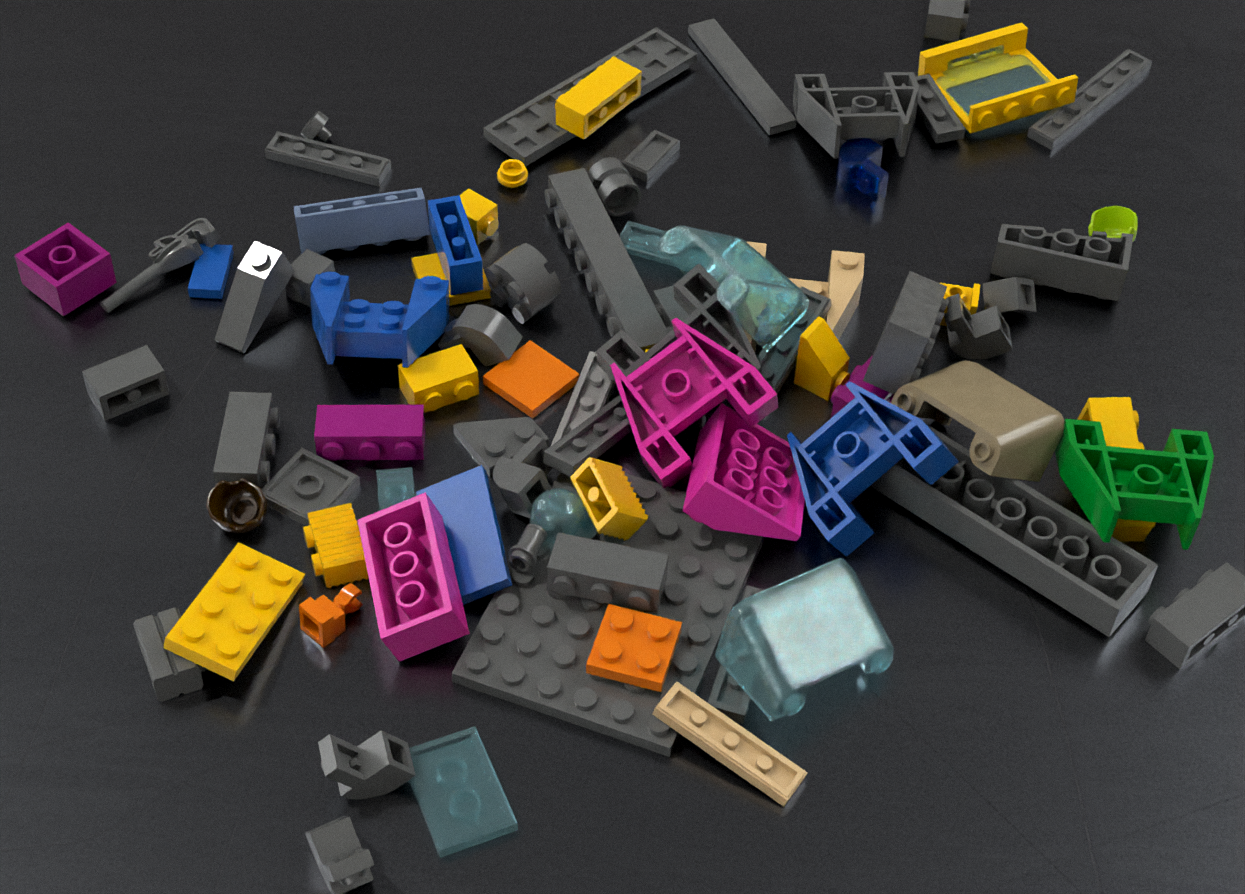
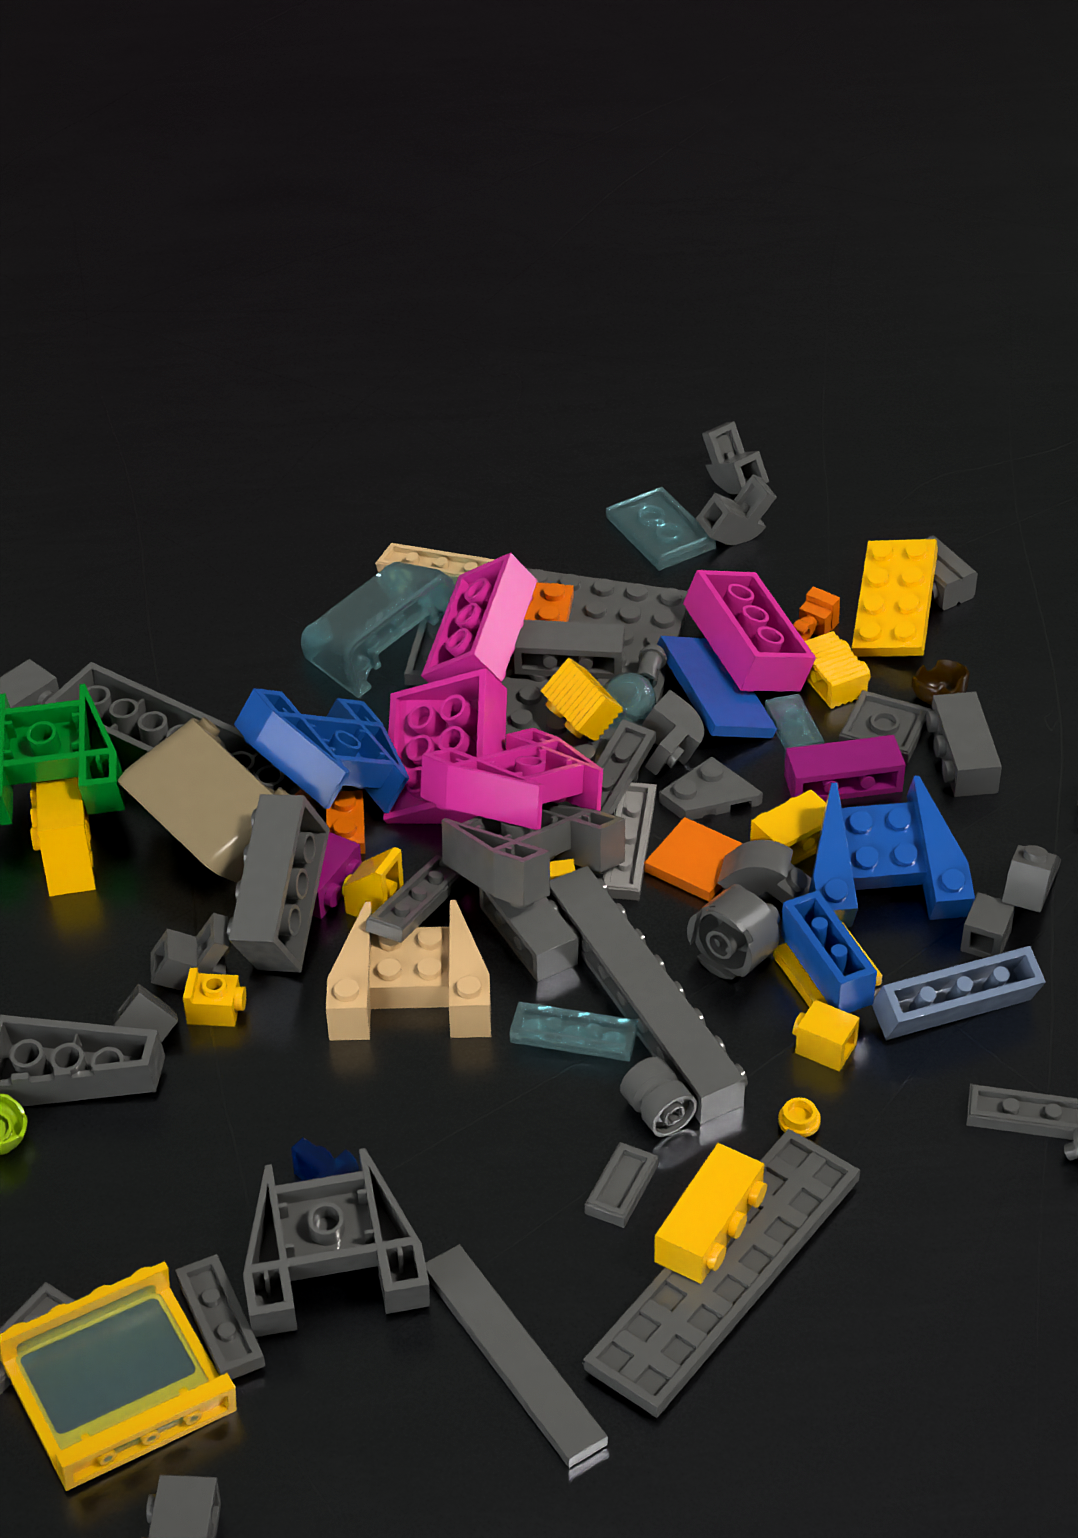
camera: 175 degrees right, 5 degrees down
(702, 570) = (482, 620): none -> dark pink brick
(749, 286) = (483, 901): clear light blue windscreen -> none

